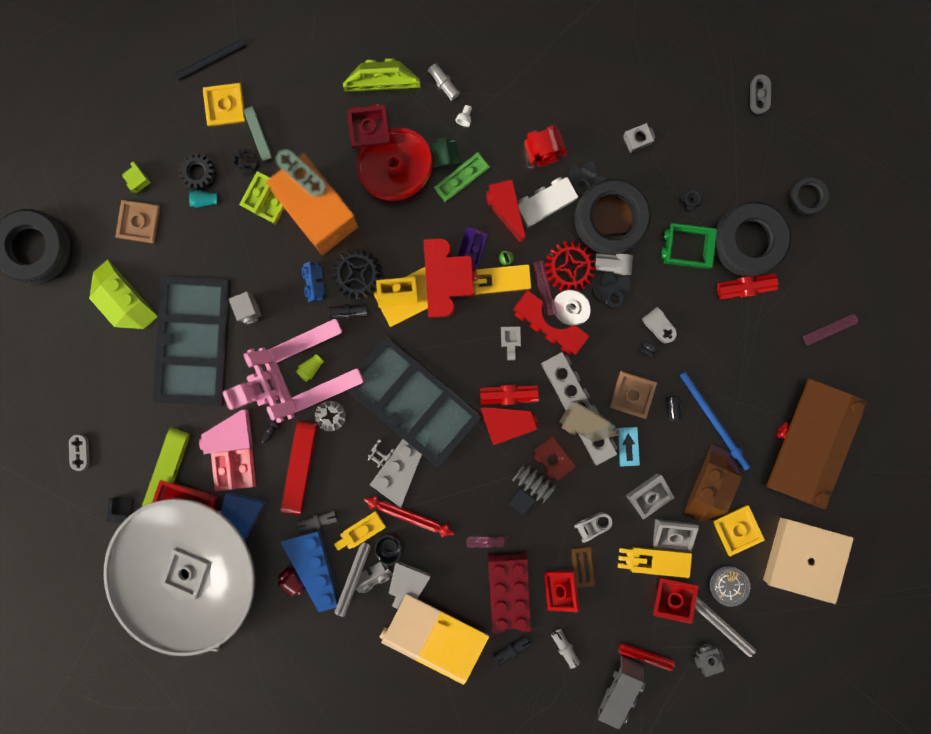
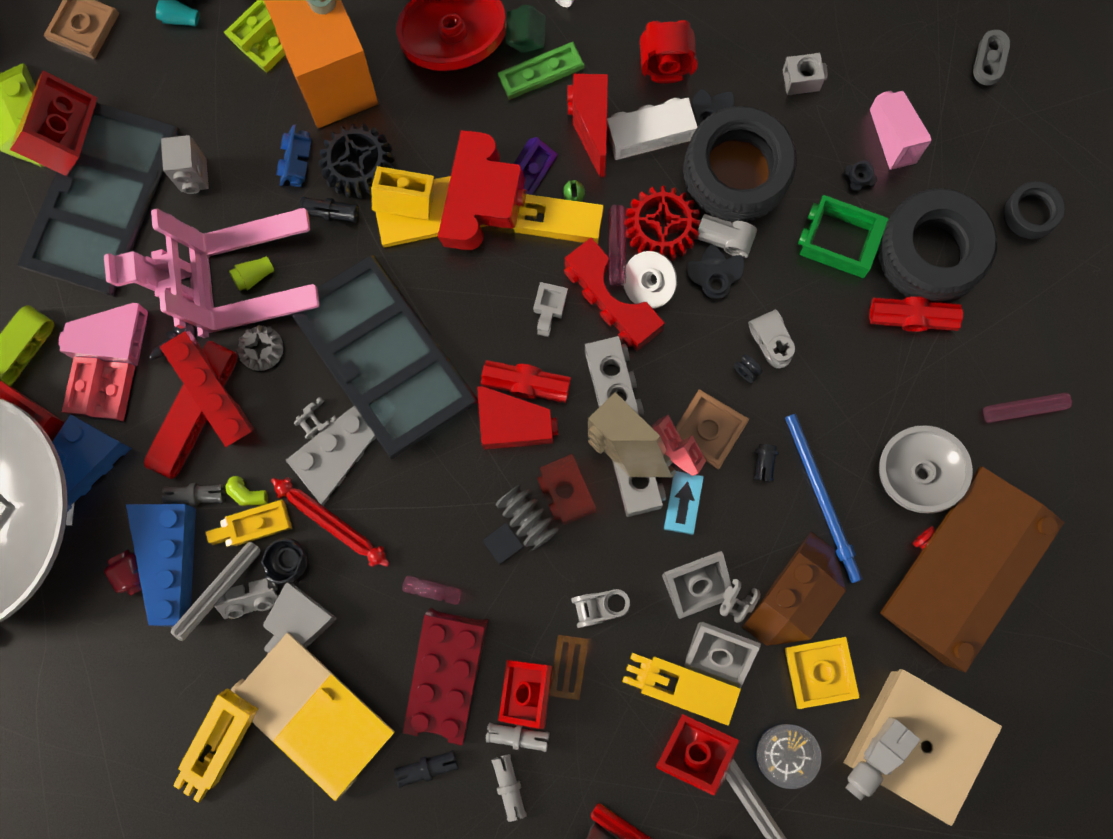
camera: 20 degrees right, 10 degrees down
(150, 303) = (54, 124): none -> red slope
(308, 455) = (205, 388): none -> red arch
(349, 514) = (236, 490): none -> lime arm
(382, 662) = (221, 730): none -> yellow hinge
(562, 617) = (517, 737): none -> light grey pin
(620, 416) = (684, 452): none -> coral slope
(682, 501) = (745, 606): none -> light grey piece
(709, 162) = (899, 129): none -> bright pink slope
(781, 376) = (928, 451): none -> light grey dish
(787, 574) = (883, 755): none -> light grey piece

